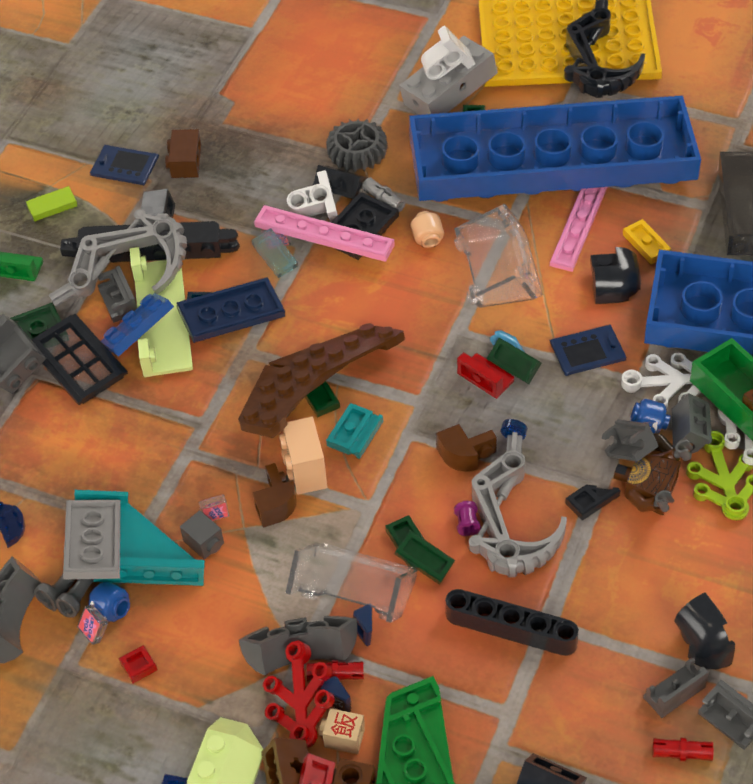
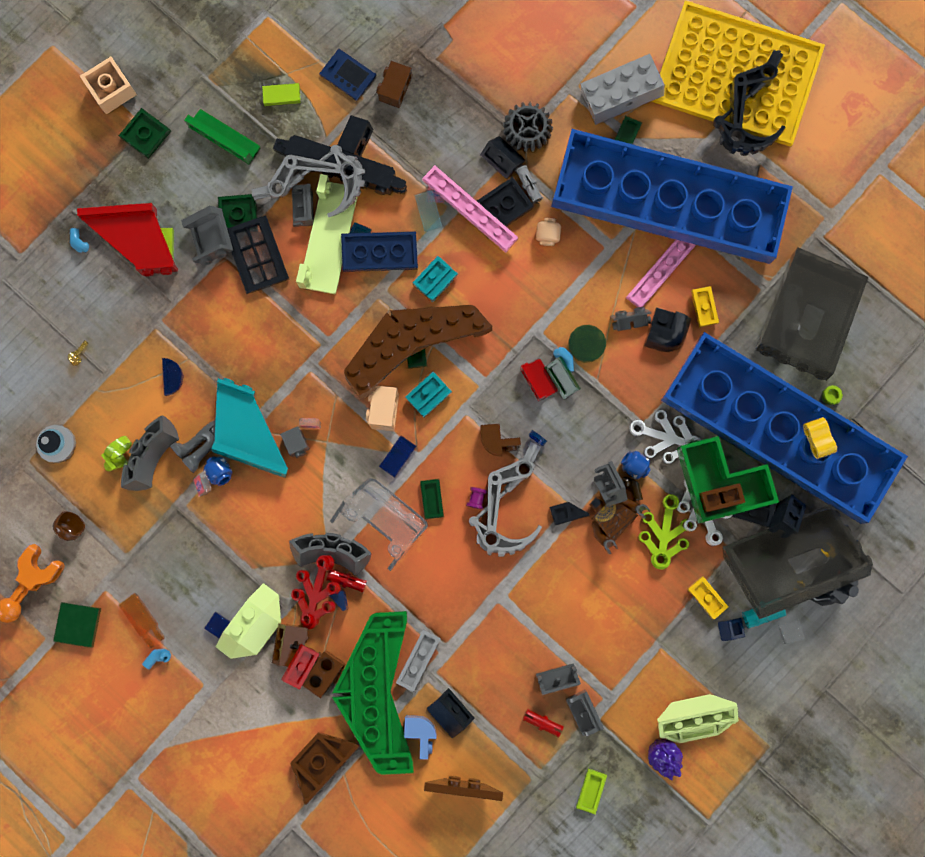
camera: 20 degrees right, 30 degrees up
(92, 539) = (216, 427): light grey tile -> none
(136, 323) = (305, 246): blue plate -> none
(138, 664) = (223, 523): red tile -> none
(278, 500) = (354, 434): reddish brown brick -> none
(309, 197) = (471, 170): white tile -> none
(311, 314) = (435, 278): none -> teal plate
(342, 731) = (334, 627): tan brick -> none
(343, 511) = (397, 456): none -> clear blue tile
(364, 623) = (377, 553): dark blue slope -> none
(424, 557) = (435, 518): dark green tile -> none
(446, 55) = (624, 79): white tile -> none
(475, 733) = (418, 660): none -> light grey plate
(498, 259) = (588, 284): clear windscreen -> none
(519, 632) = (482, 594): black beam -> none
(526, 320) = (587, 343): none -> clear green tile
(558, 282) = (623, 319): none -> dark grey hinge
(588, 350) = (620, 385): dark blue container -> none
(691, 422) = (661, 483): dark grey hinge -> none
(703, 629) = (591, 653): black brick -> none

